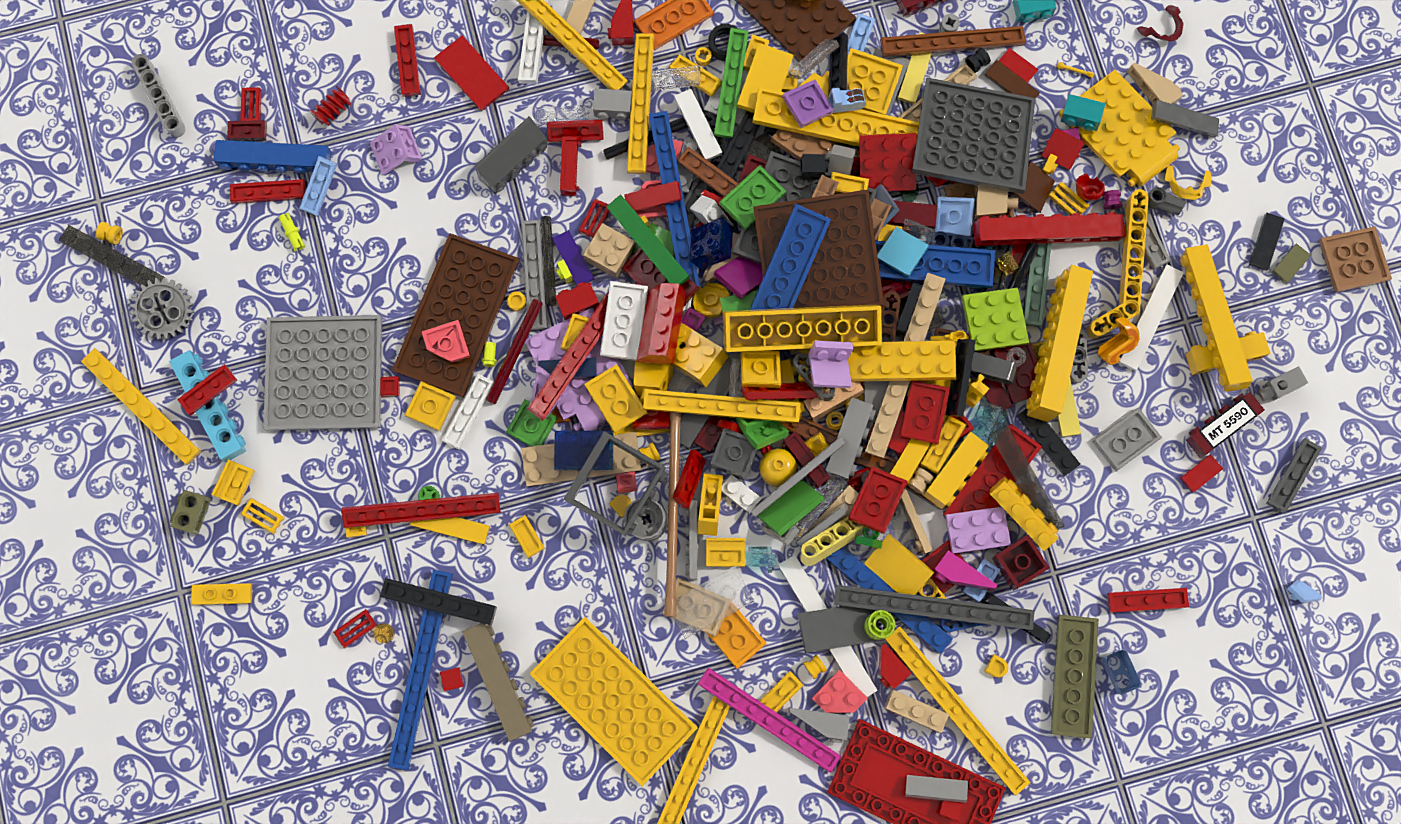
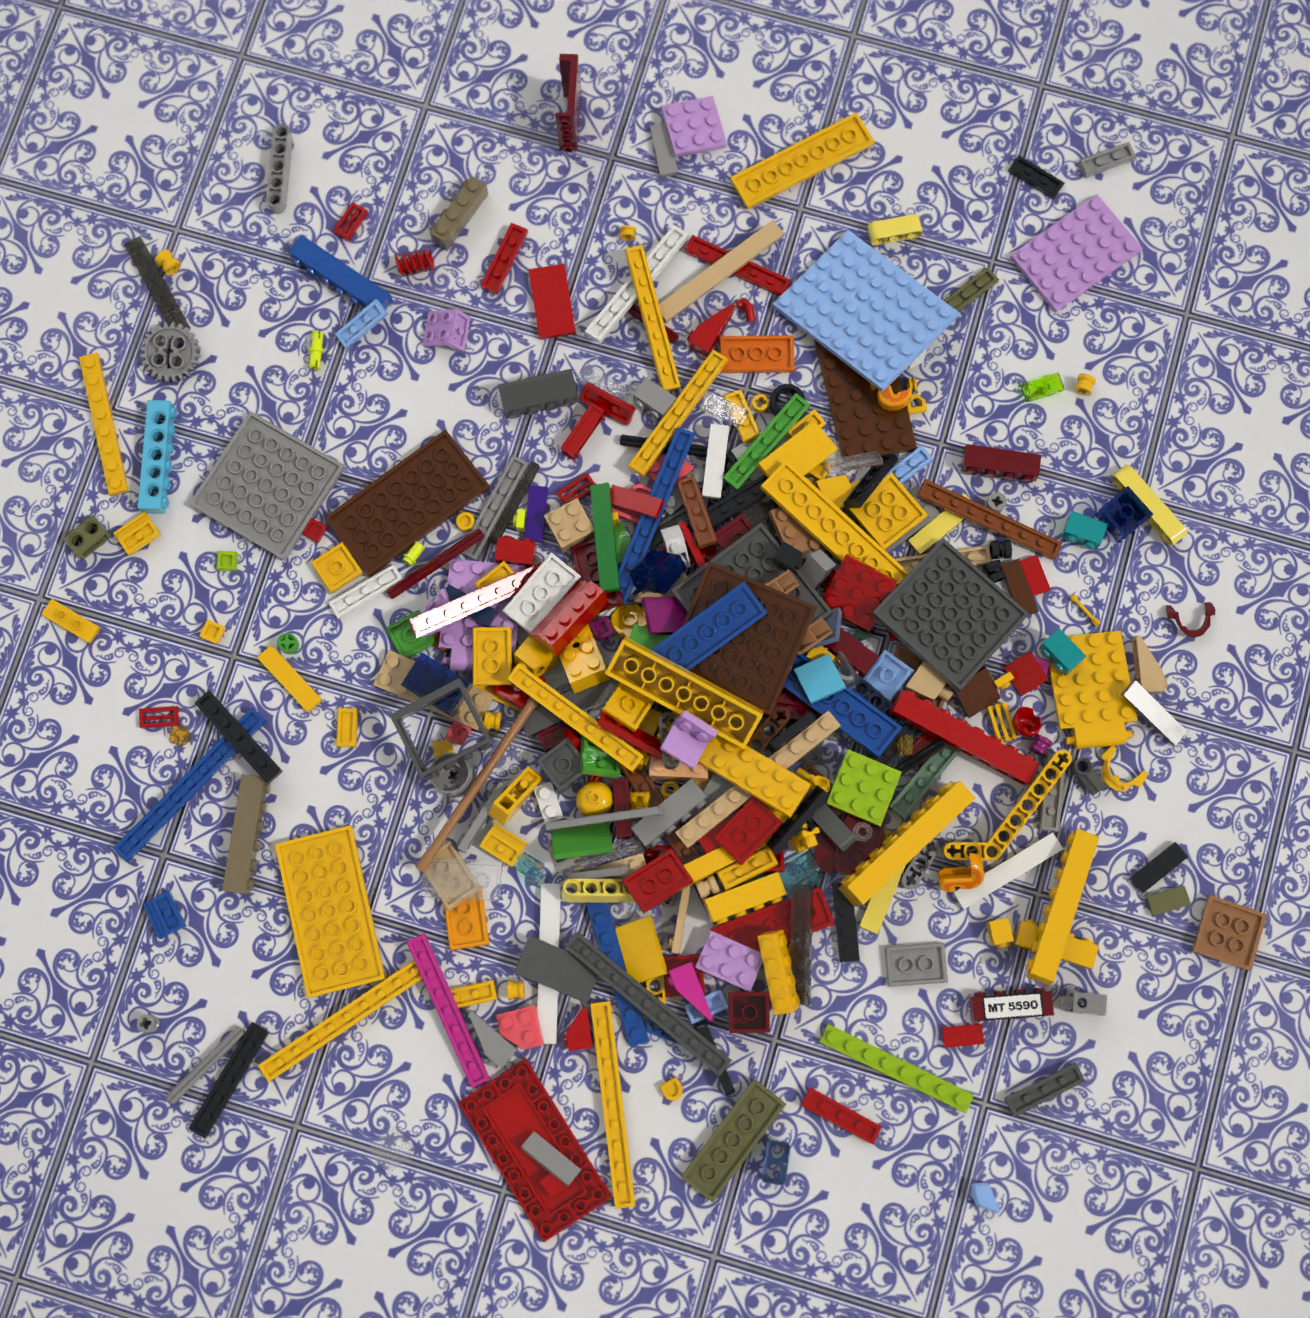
camera: 35 degrees right, 0 degrees up
(207, 389) = (162, 443): red plate -> none
(247, 130) = (333, 241): dark red plate -> none
(267, 191) = (318, 303): red tile -> none
(276, 524) = (151, 589): yellow tile -> none
(328, 458) = (227, 561): none -> lime tile
(343, 43) = (459, 212): none -> dark tan brick
(420, 510) = (273, 651): red tile -> none
(447, 341) = (383, 521): coral plate -> none
(451, 679) = (210, 809): red tile -> none
(470, 794) = (164, 915): none -> blue plate
(689, 479) = (511, 763): red tile -> none
(754, 190) = (723, 549): bright green tile -> none
(807, 103) = (818, 499): medium lavender plate -> none
(846, 100) = (855, 516): light blue leg -> none
(849, 183) = (810, 592): yellow tile -> none
(869, 540) = (629, 910): green tile -> none
(887, 621) = (601, 989): lime wheel -> none
(916, 711) = (576, 1082): tan brick -> none
(980, 79) = (994, 571): none -> black wheel
(1165, 533) = (896, 1068): none -> lime plate
(1177, 370) = (1000, 932): none -> yellow brick

